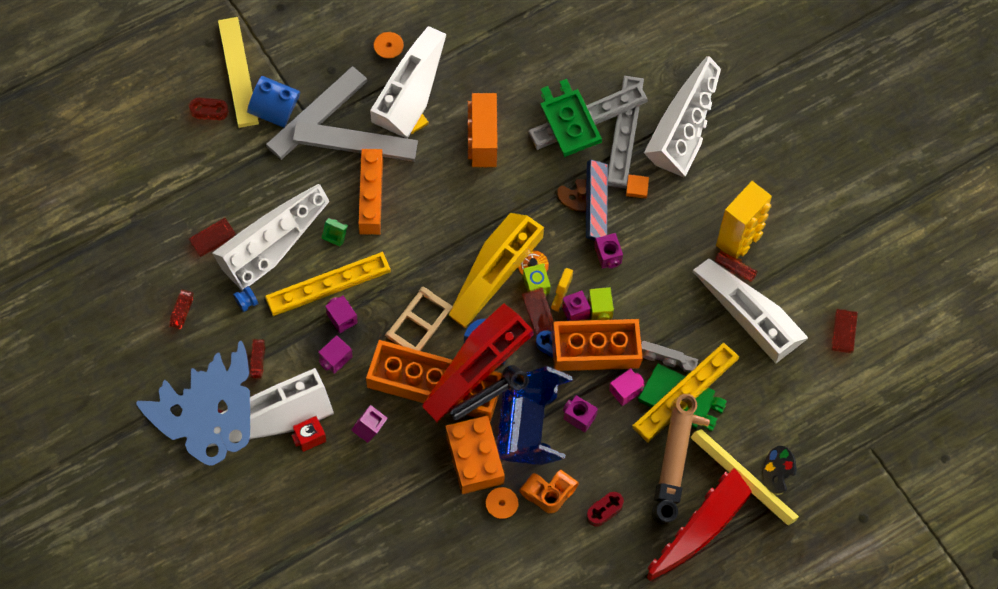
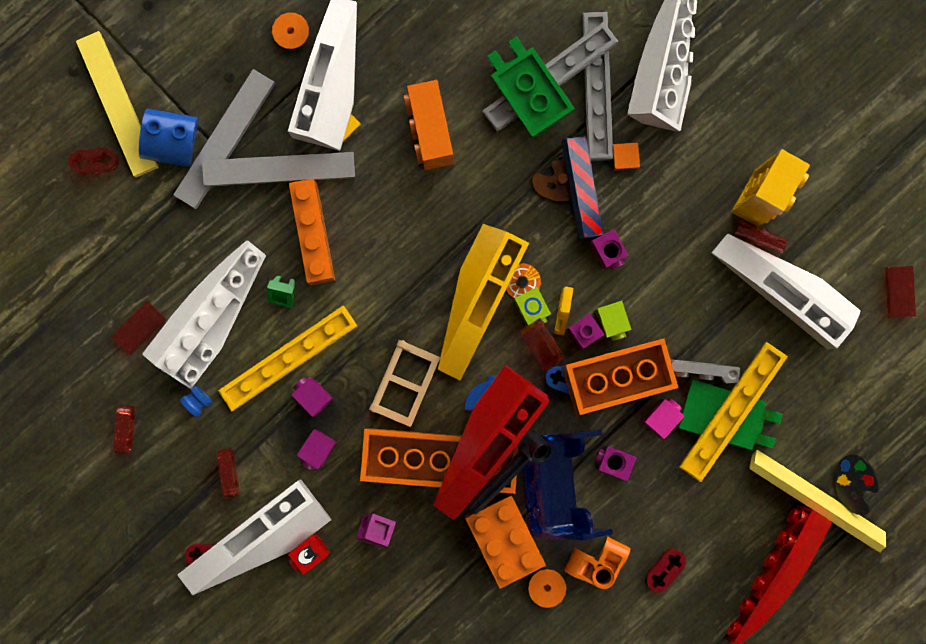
camera: 10 degrees left, 20 degrees up
(201, 408) = (175, 551): medium blue piece -> none
(669, 489) = (735, 537): medium nougat piece -> none

